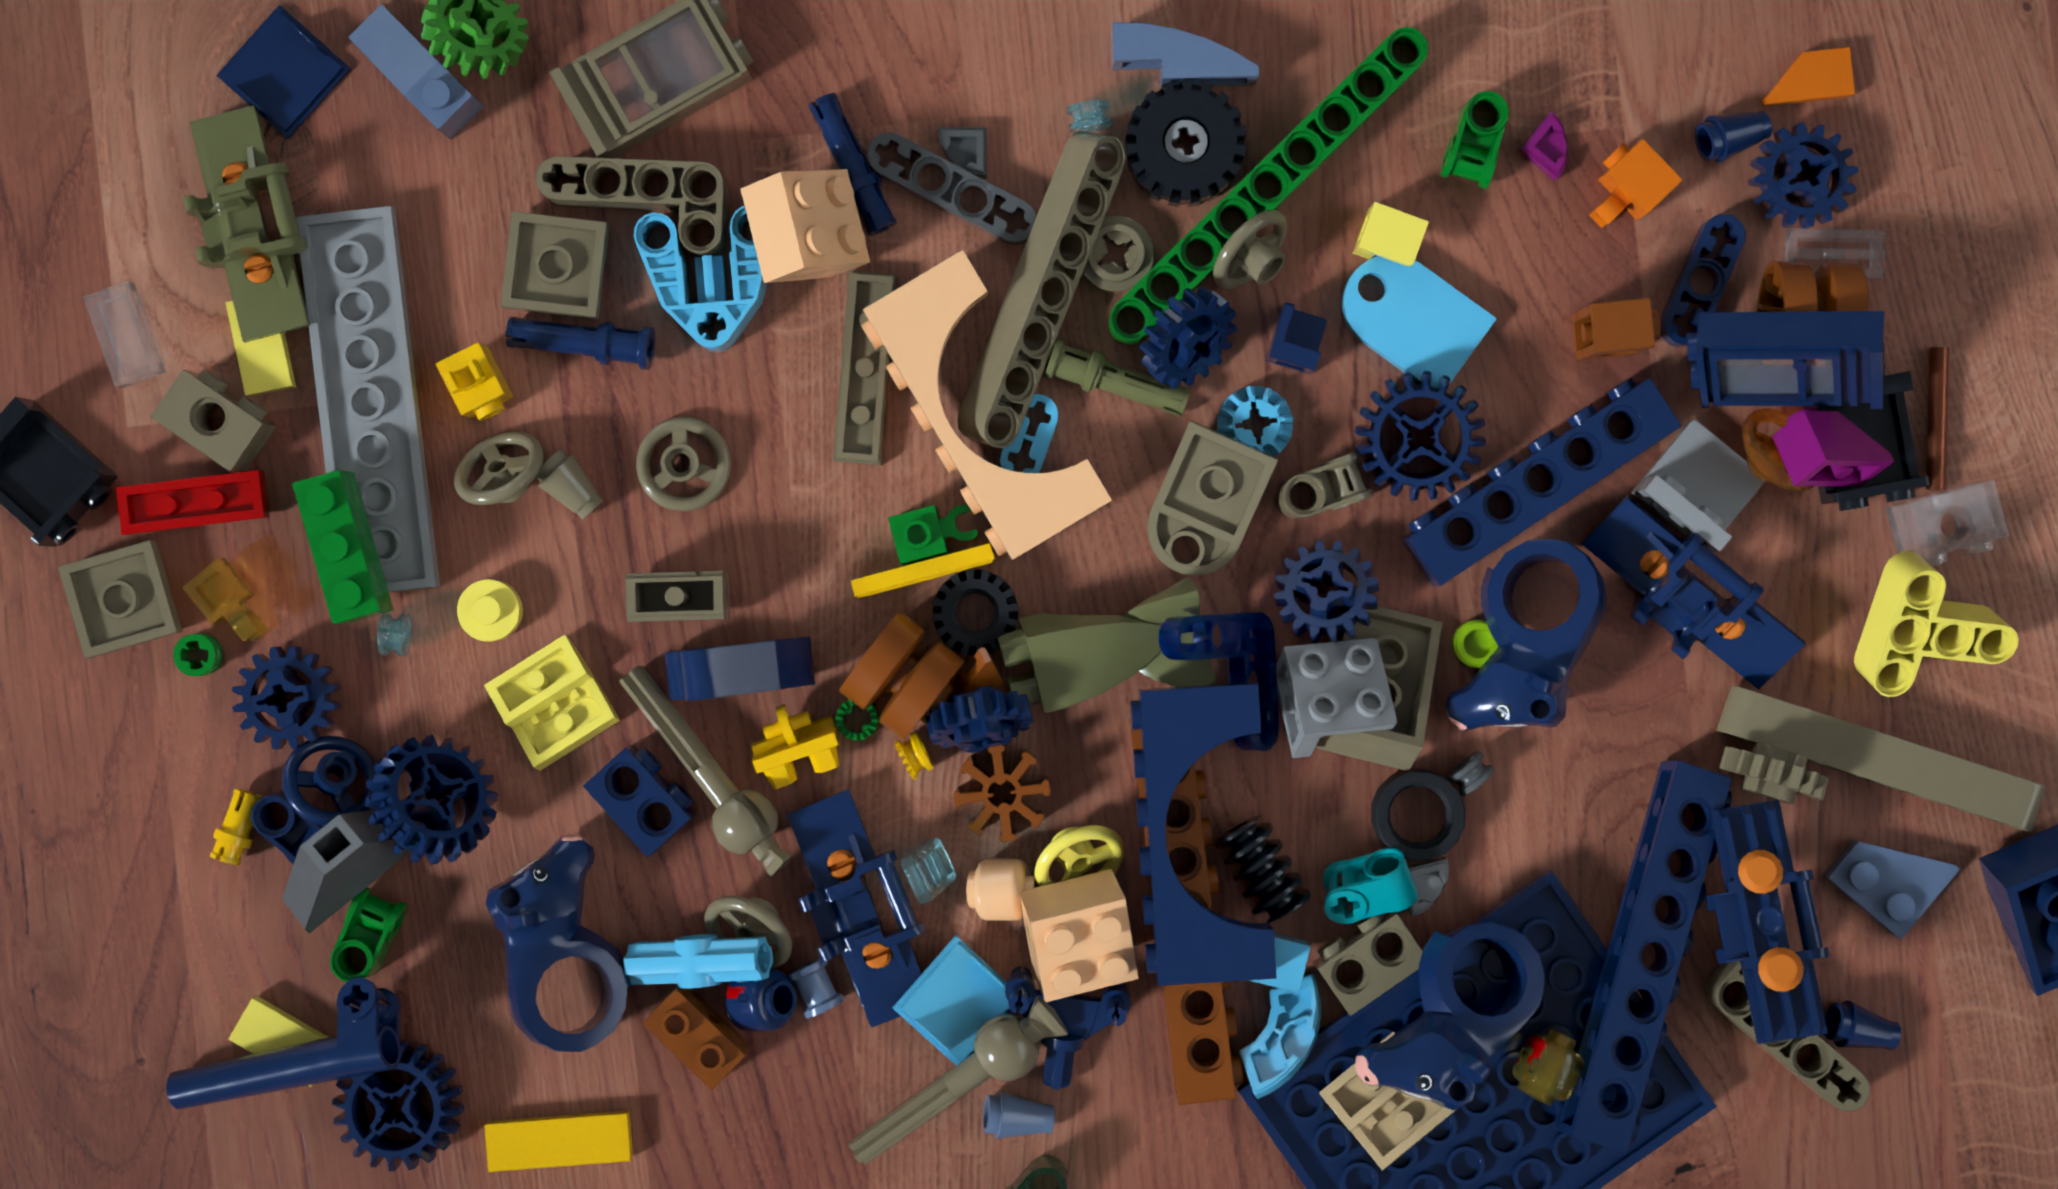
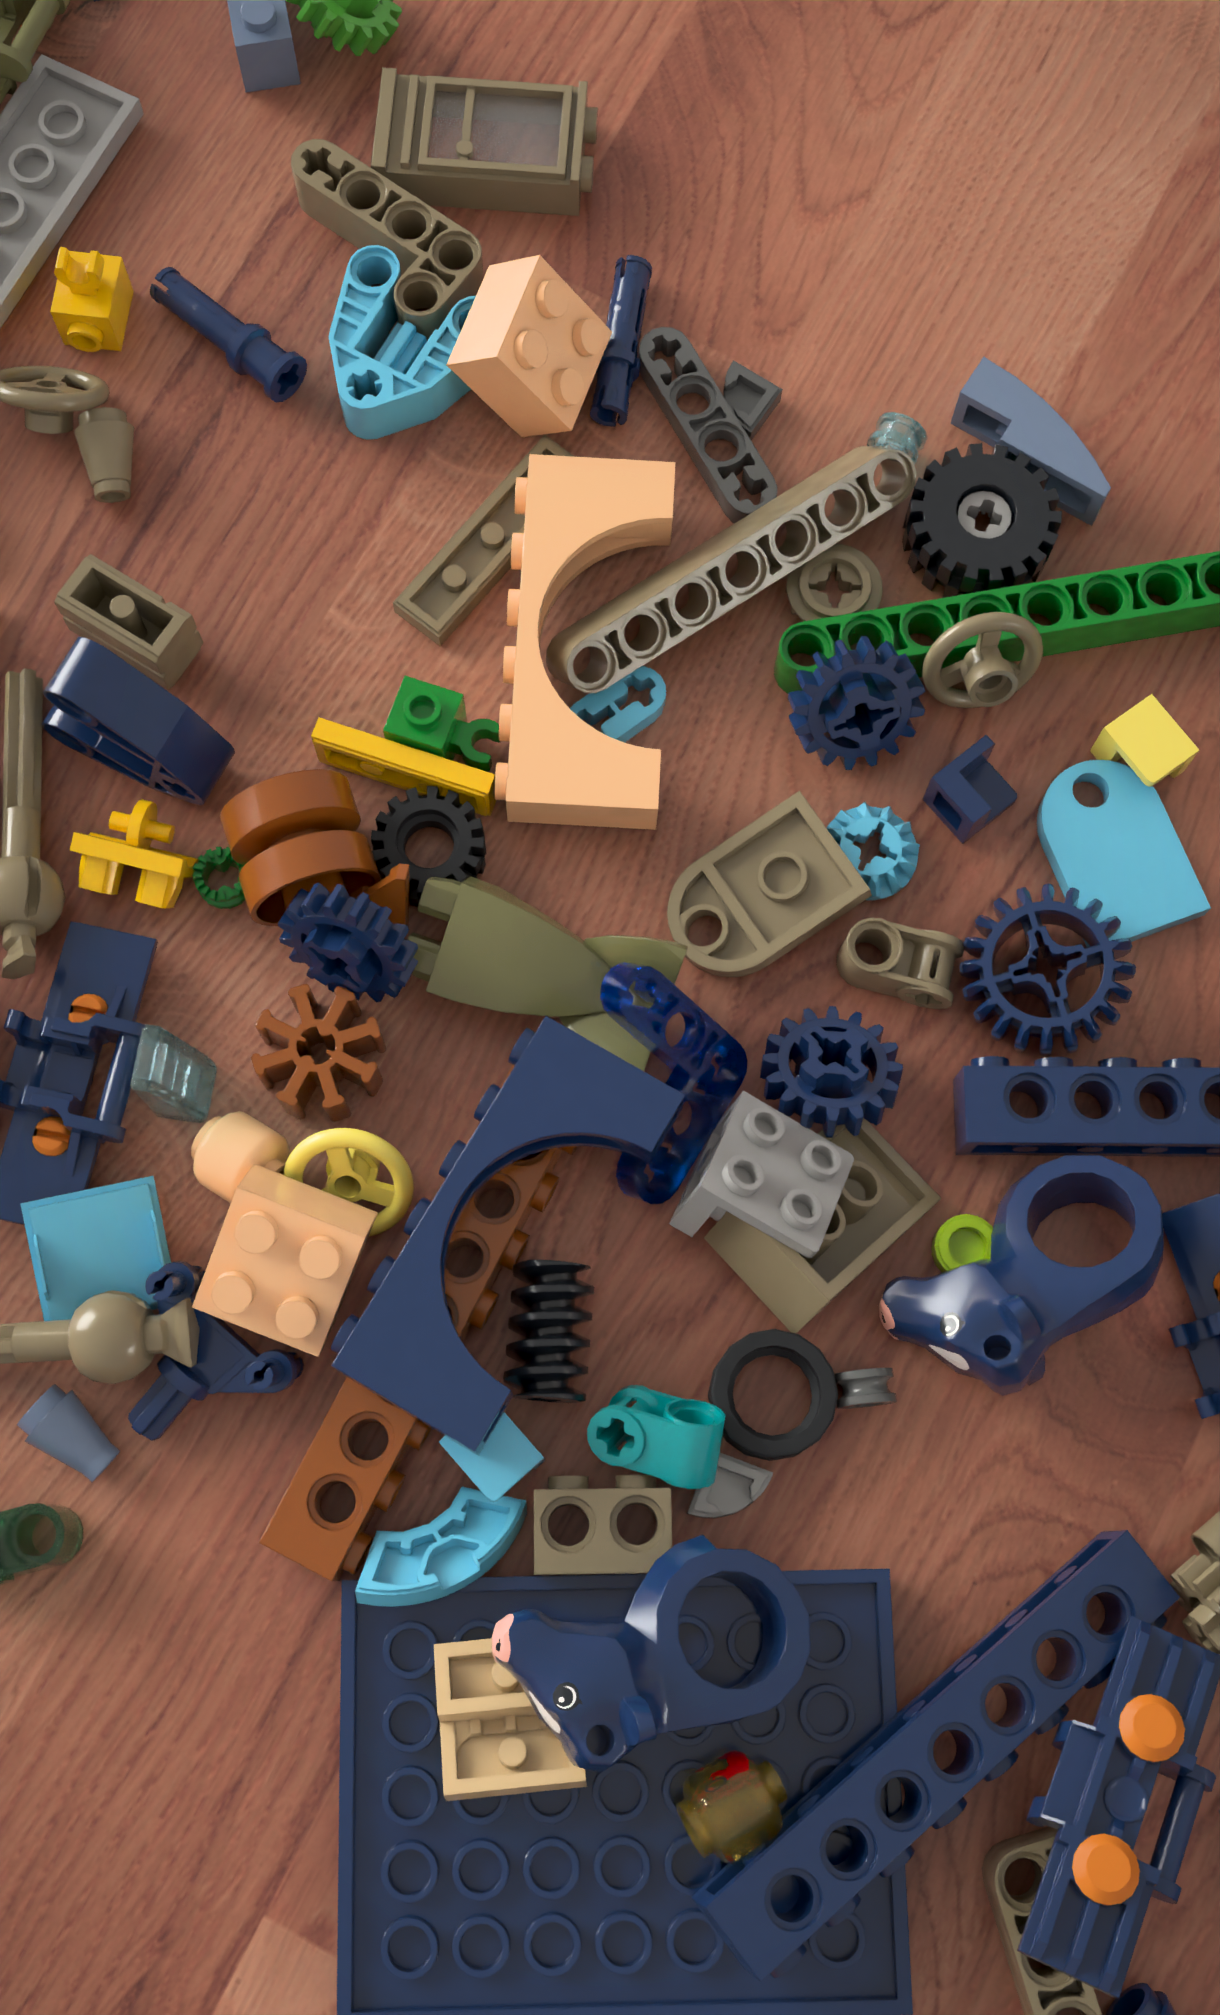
camera: 25 degrees right, 15 degrees down
(555, 265) = (255, 250): dark tan plate -> none
(654, 486) = (231, 485): dark tan piece -> none
(915, 754) = (254, 953): yellow bush -> none
(1094, 372) = (731, 688): olive pin -> none

